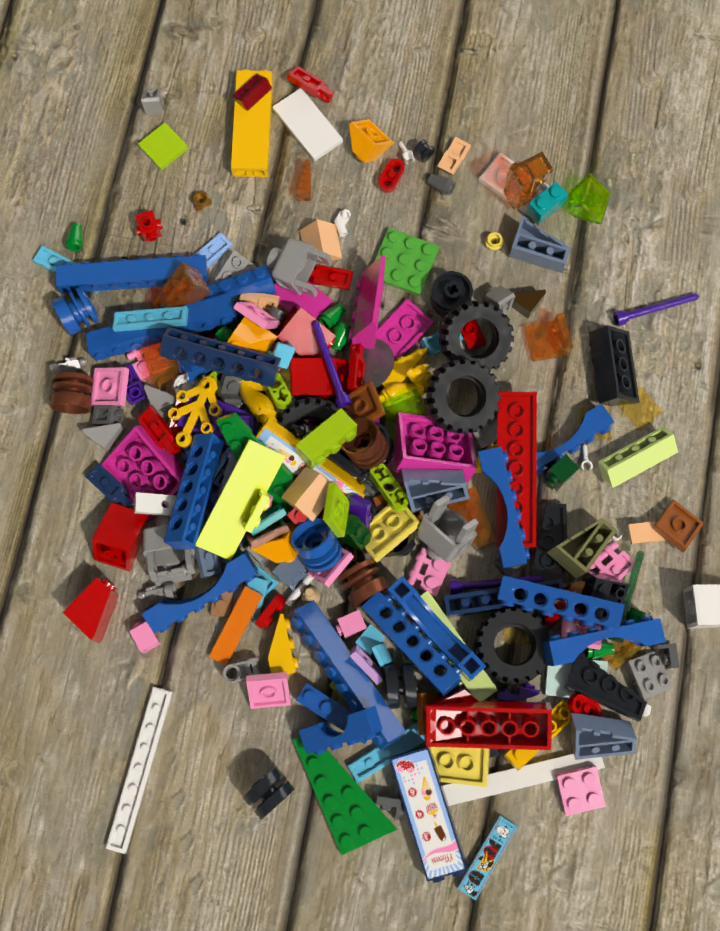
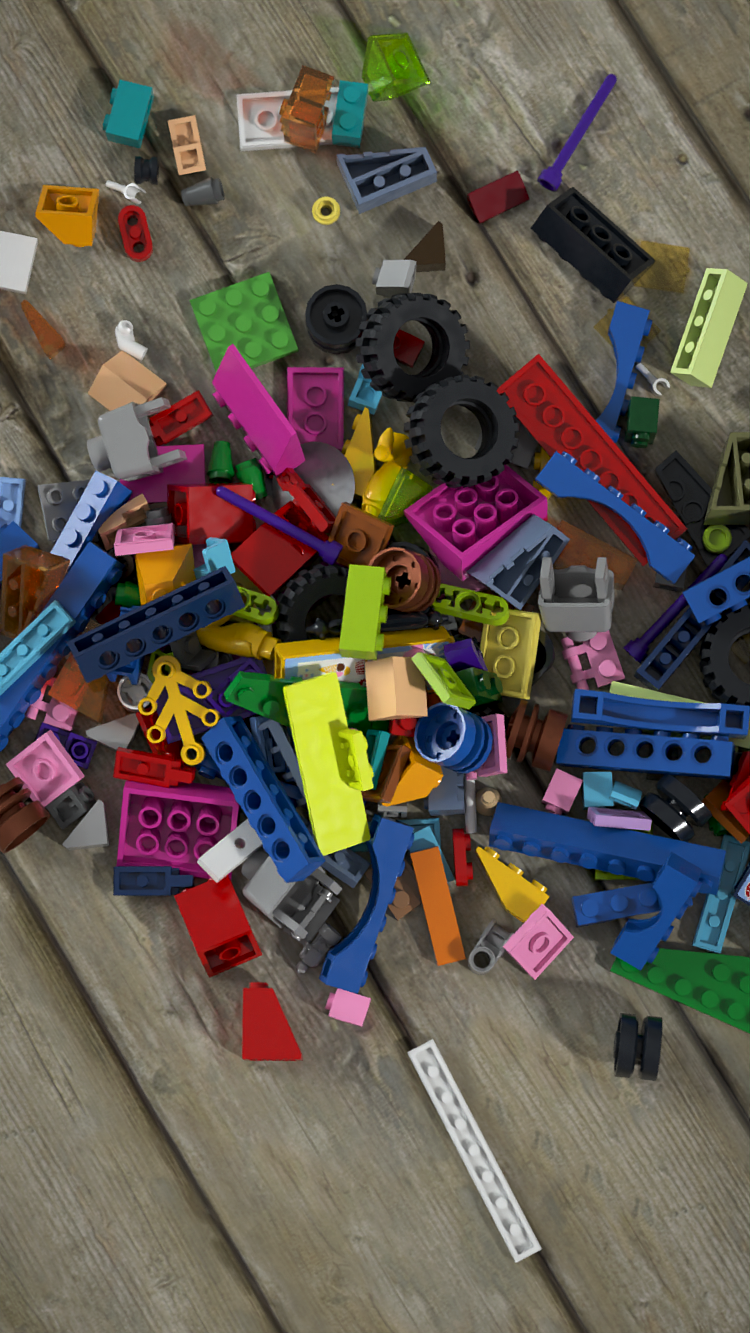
camera: 40 degrees left, 5 degrees up
(439, 118) = (129, 113): none -> teal brick
(547, 566) = (717, 539): none -> lime tile
(549, 339) = (492, 274): clear orange bracket -> none
(586, 304) = (498, 197): none -> dark red slope

